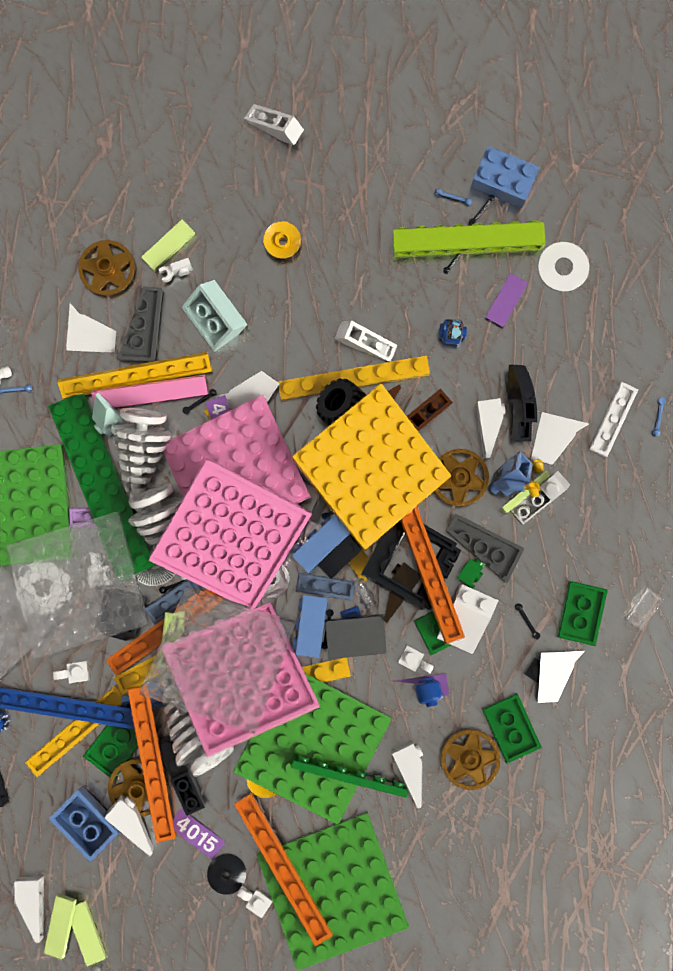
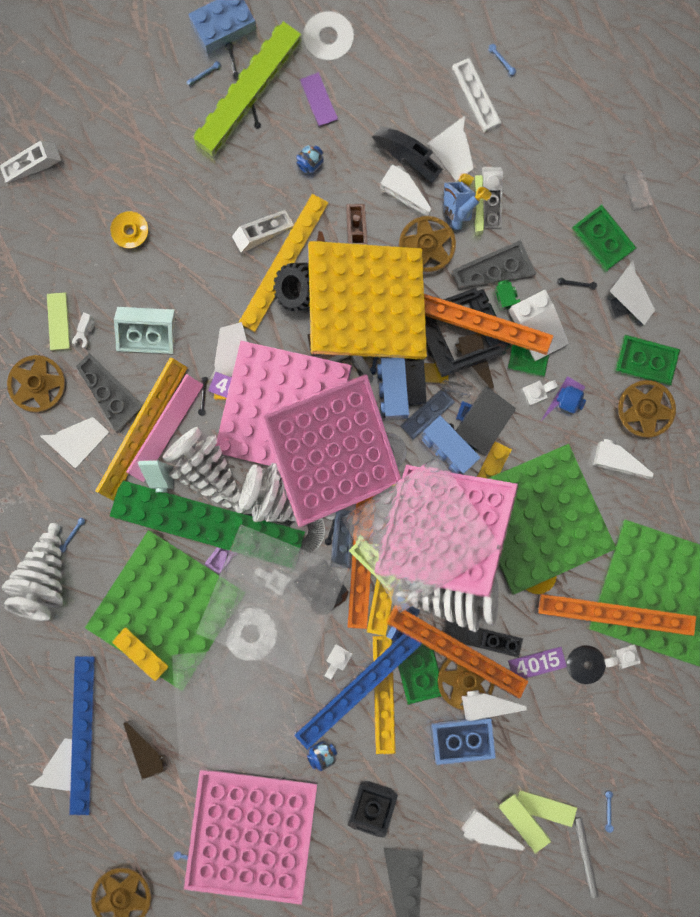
camera: 55 degrees left, 0 degrees up
(340, 773) = (581, 512): green plate -> none

